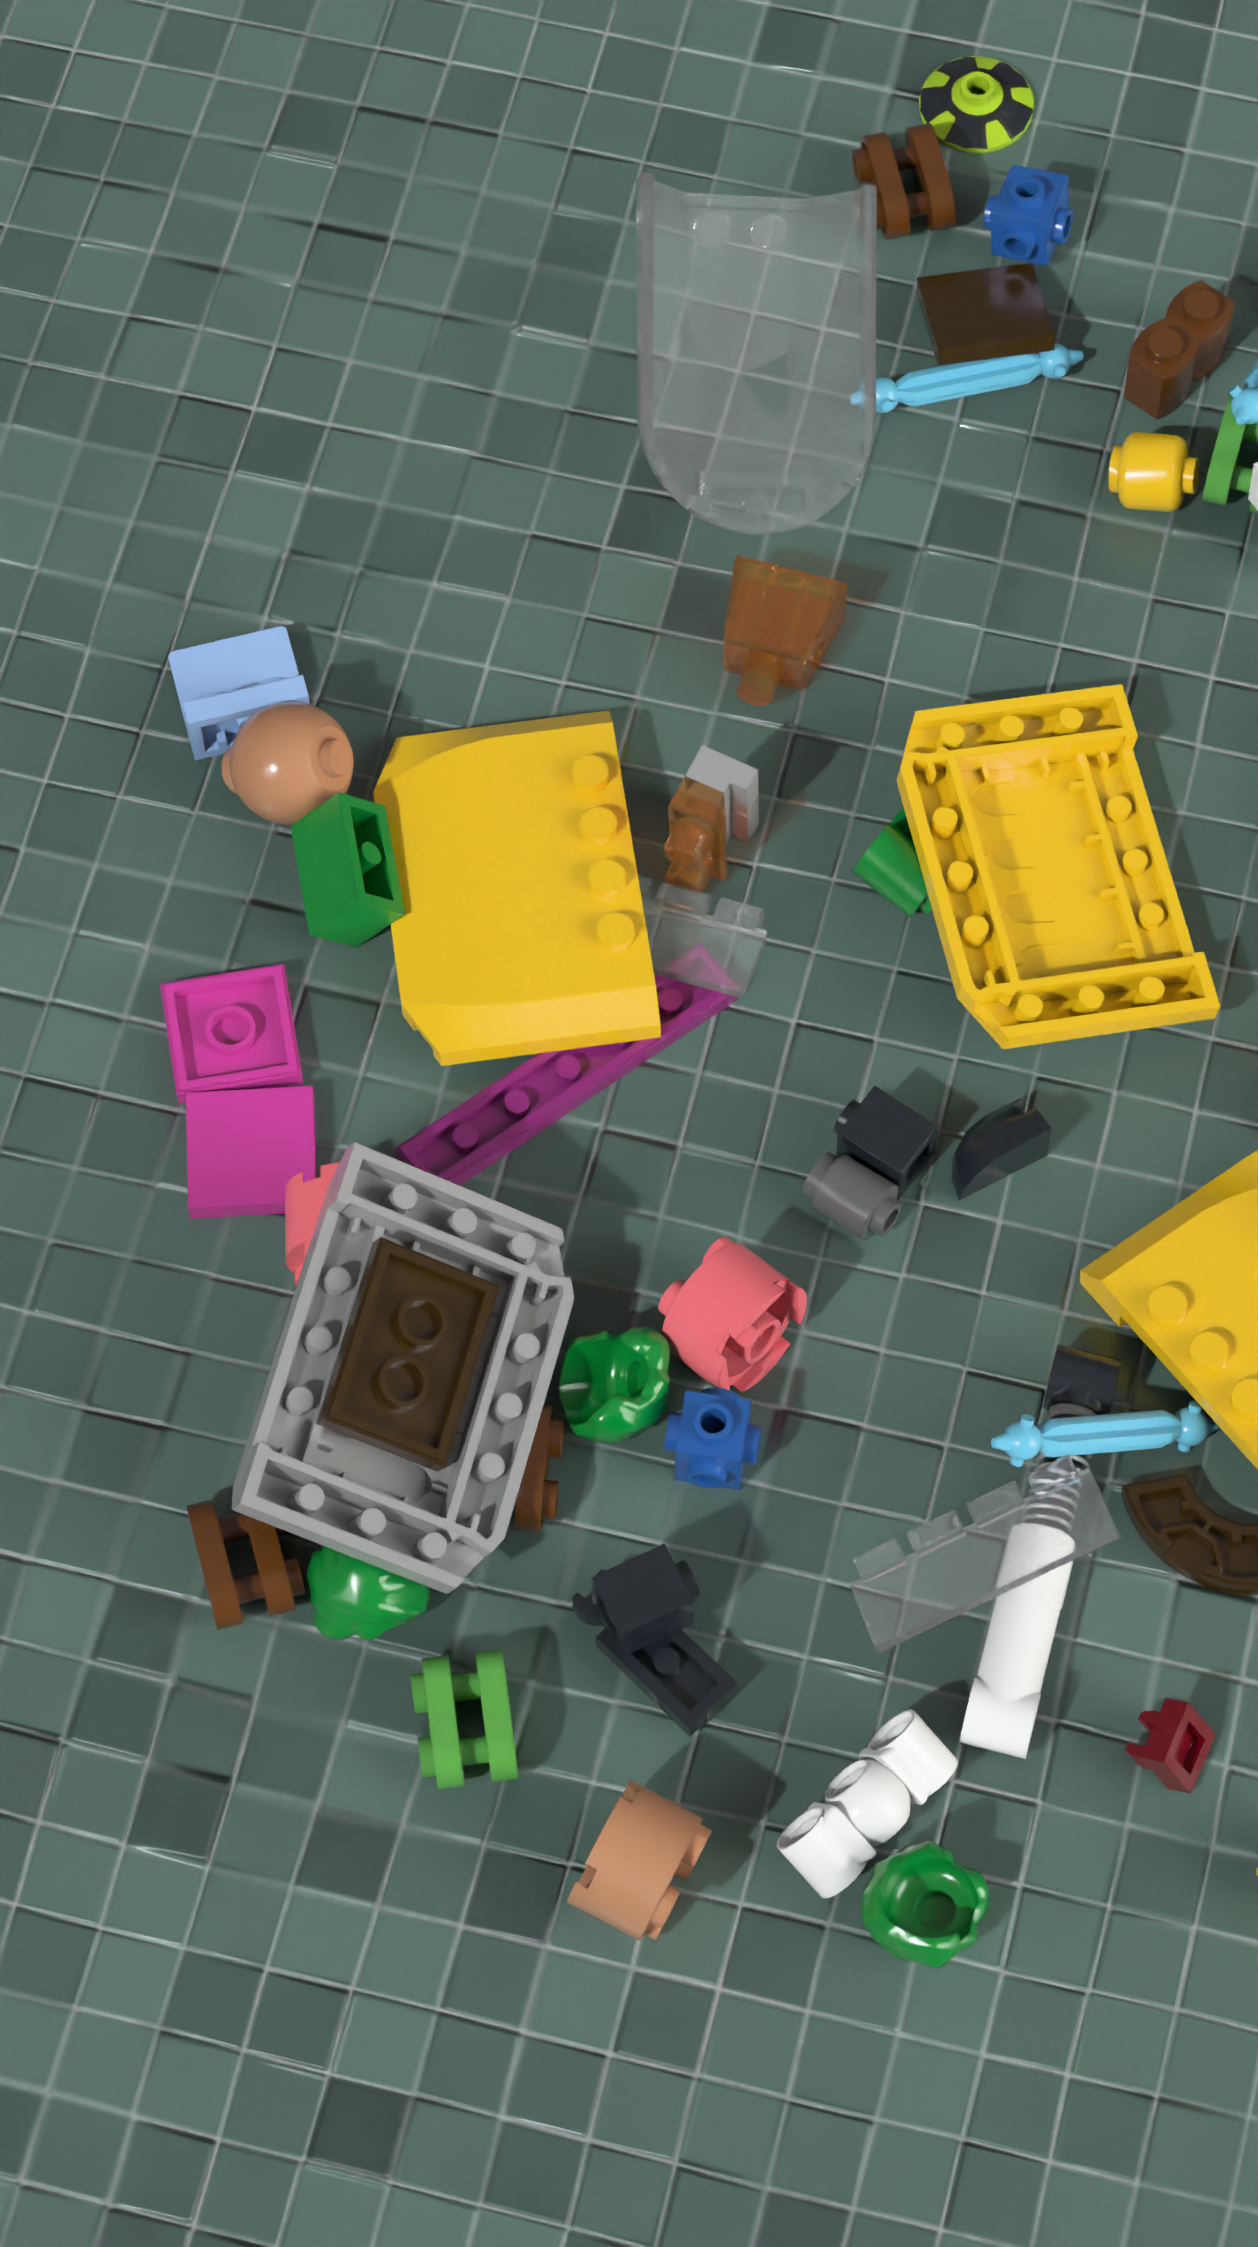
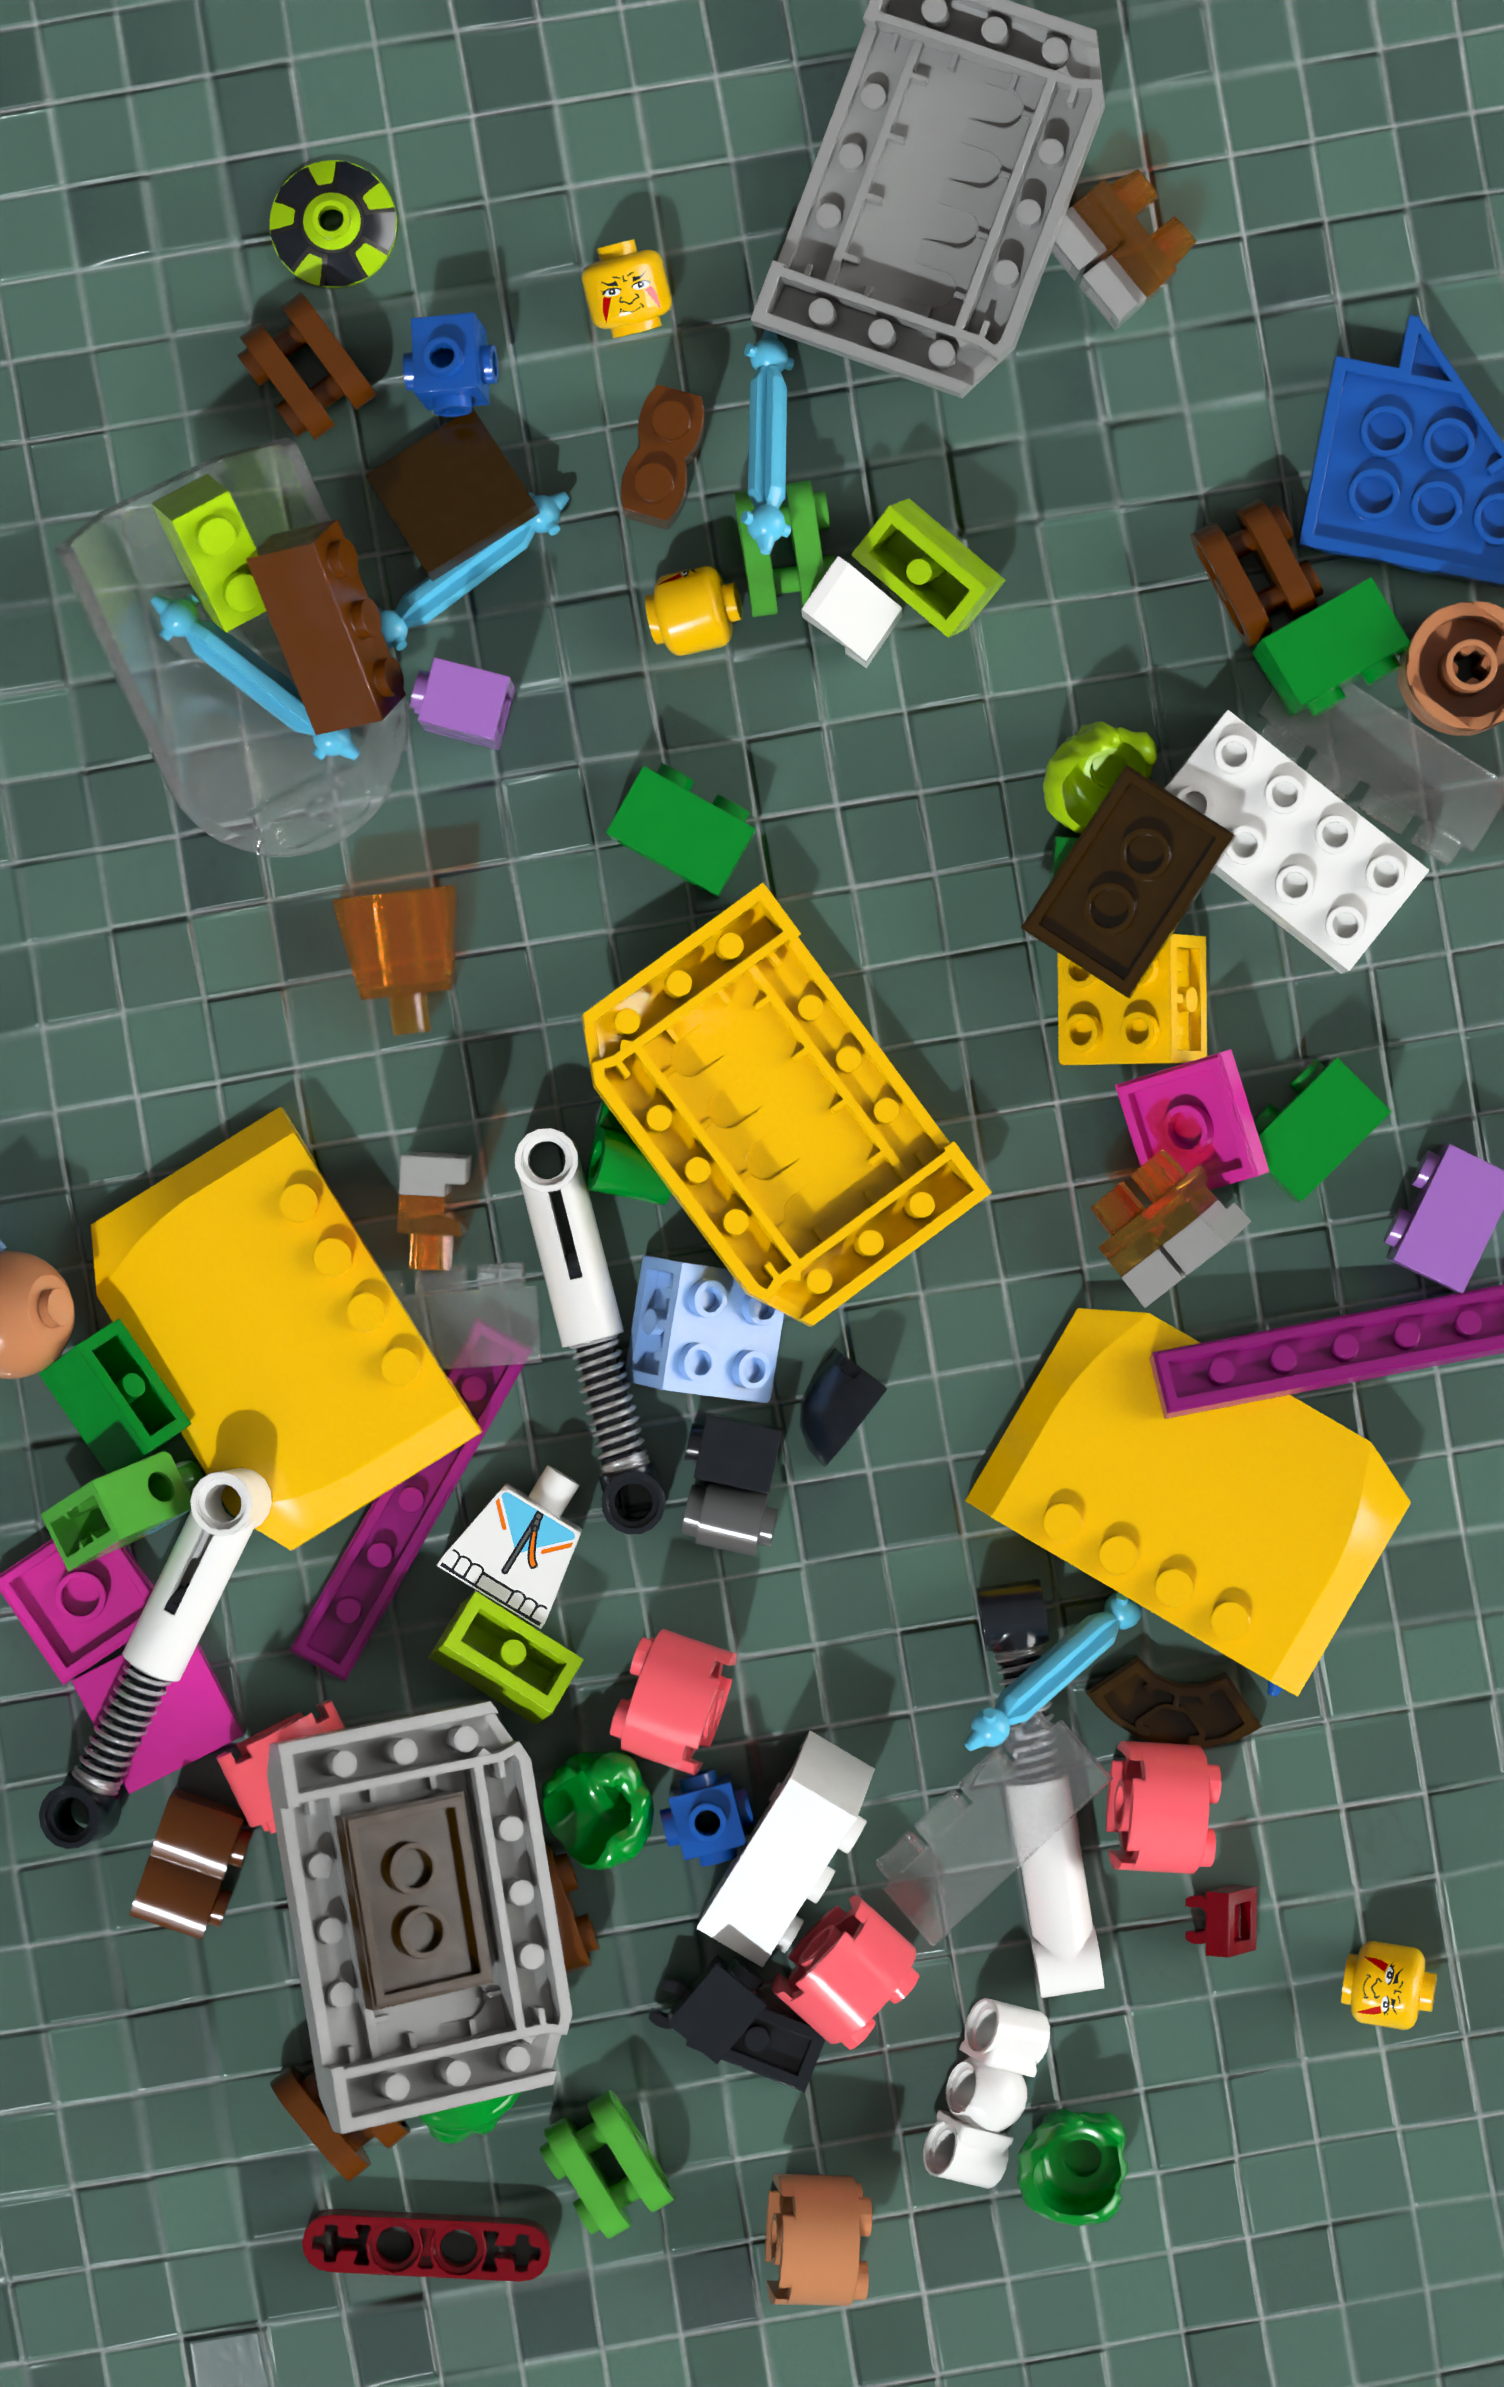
camera: 25 degrees left, 25 degrees up
(211, 1287) = (190, 1864): none -> reddish brown brick
(253, 1735) = (427, 2232): none -> dark red beam
(278, 1082) = (158, 1651): none -> piece
(308, 951) = (121, 1508): none -> bright green torso
(601, 1222) = (506, 1658): none -> lime brick
(646, 1141) = (519, 1547): none -> white torso
(752, 377) = (247, 672): none -> medium azure wheel
(767, 257) = (212, 550): none -> lime brick
(772, 1498) = (789, 1852): none -> white wedge
(783, 1624) = (847, 1973): none -> coral brick
(799, 987) = (589, 1323): none -> piece
(834, 340) = (327, 626): none -> reddish brown brick
(905, 1031) = (701, 1333): none -> light blue bracket
(924, 453) = (463, 702): none -> medium lavender brick
(1065, 629) = (681, 829): none -> green brick
(1152, 1601) = (1162, 1807): none -> coral brick
(1203, 223) = (626, 289): none -> yellow head

